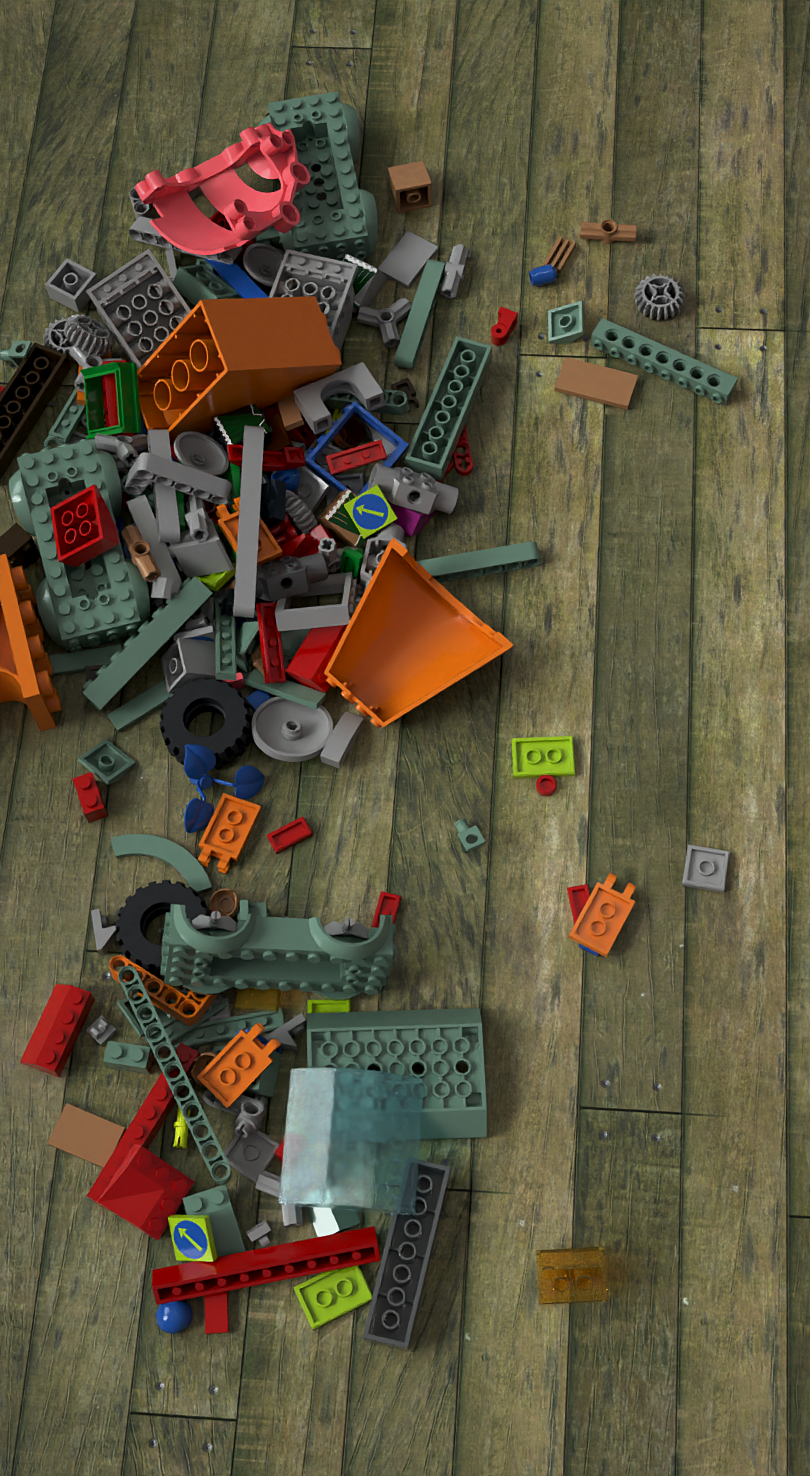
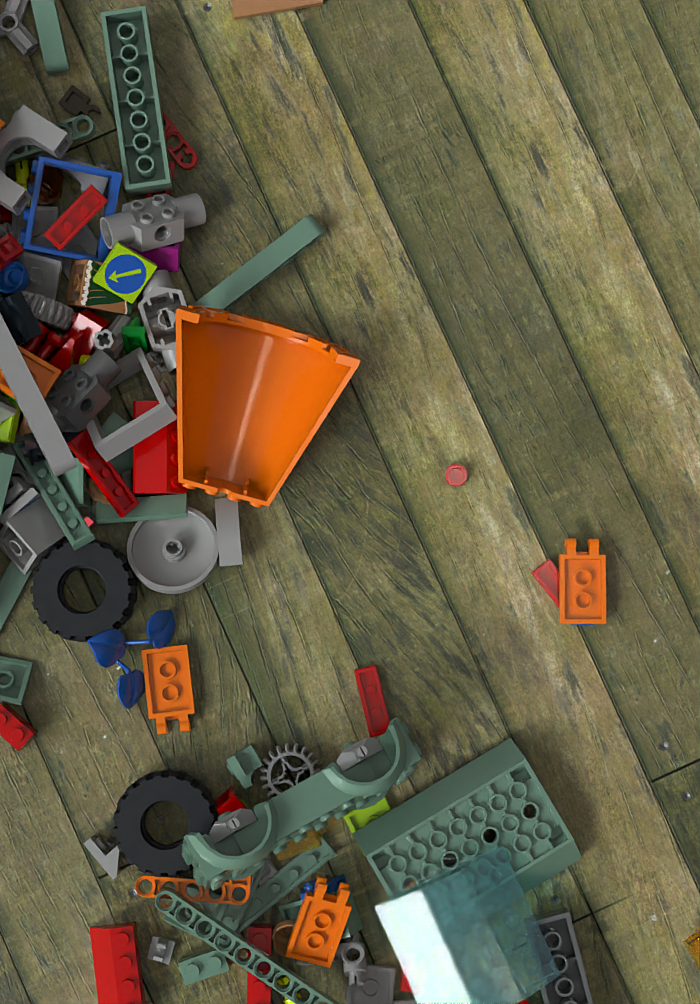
camera: 30 degrees left, 20 degrees up
(167, 852) = (121, 739): sand green tile -> none
(225, 902) = (209, 765): medium nougat hair -> none
(257, 698) = (120, 533): blue tile -> none
(283, 1033) = (339, 865): light grey slope -> none
(289, 835) = (231, 658): red tile -> none
(468, 837) = (411, 573): sand green bracket -> none
(543, 756) = (437, 446): lime tile -> none
(705, 868) = (653, 482): light grey tile -> none

